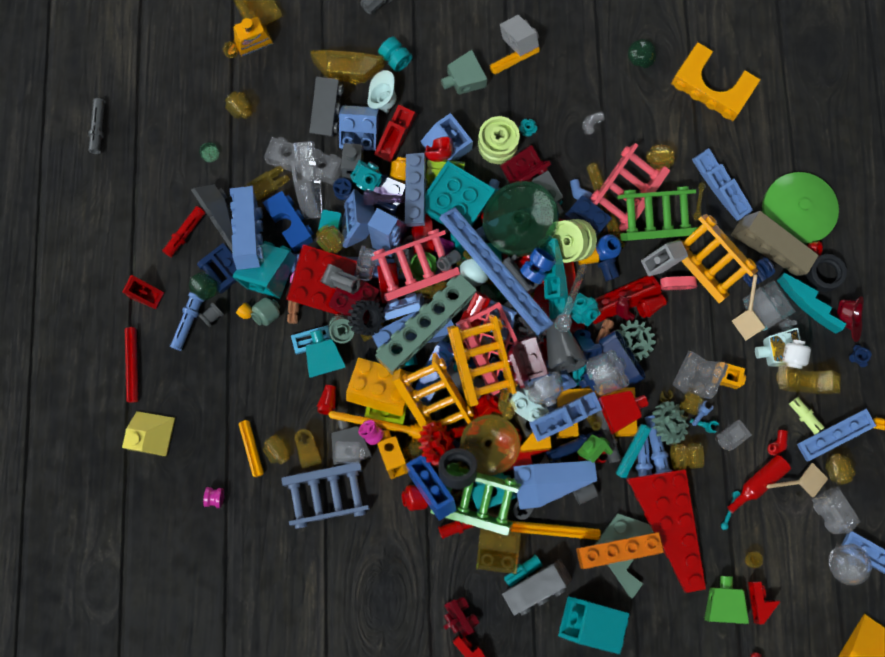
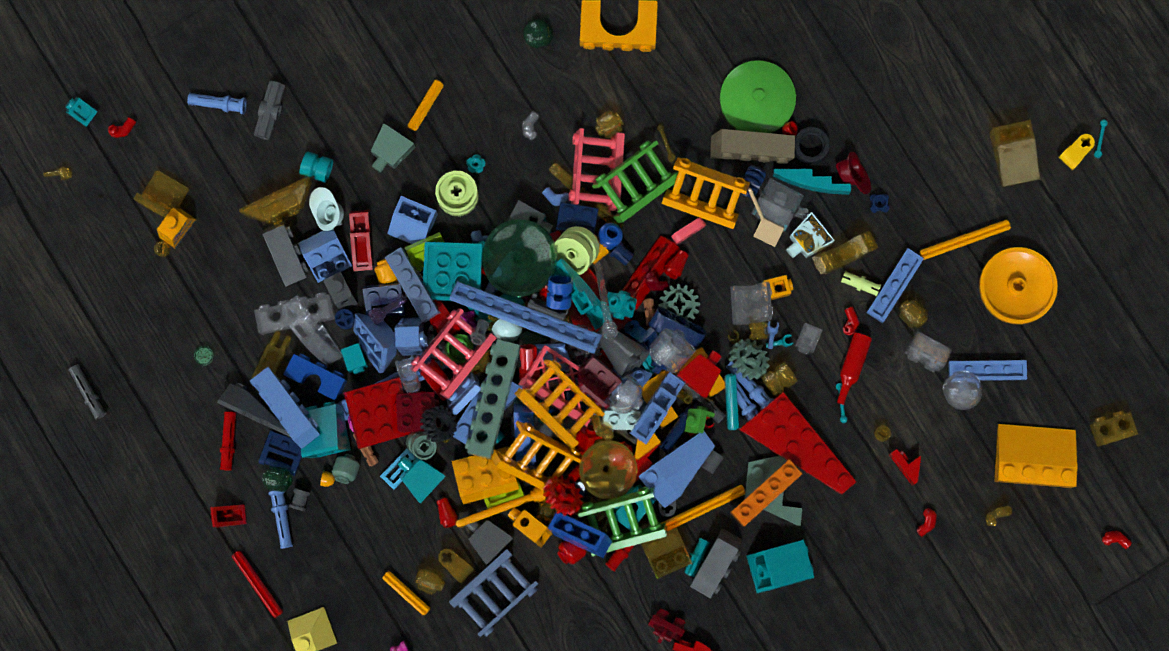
camera: 25 degrees left, 5 degrees up
(238, 105) = (204, 297): clear yellow head -> none
(329, 238) = (363, 373): clear yellow head -> none
(339, 279) = (395, 404): dark grey piece -> none
(349, 453) = (494, 547): clear brick -> none
(366, 175) = (362, 298): teal brick -> none
(370, 432) = (501, 518): dark pink wheel -> none
(441, 149) = (412, 235): red hair -> none
(458, 482) = (600, 517): black tyre -> none
(519, 35) = (418, 84): light grey brick -> none
(524, 166) = (494, 204): dark red bracket -> none
(664, 258) = (664, 217): light grey brick -> none
(722, 185) = (677, 117): medium blue slope -> none
(726, 603) = (879, 483): bright green torso -> none
(796, 354) = (822, 238): white head -> none
(810, 481) = (895, 338): tan piece -> none

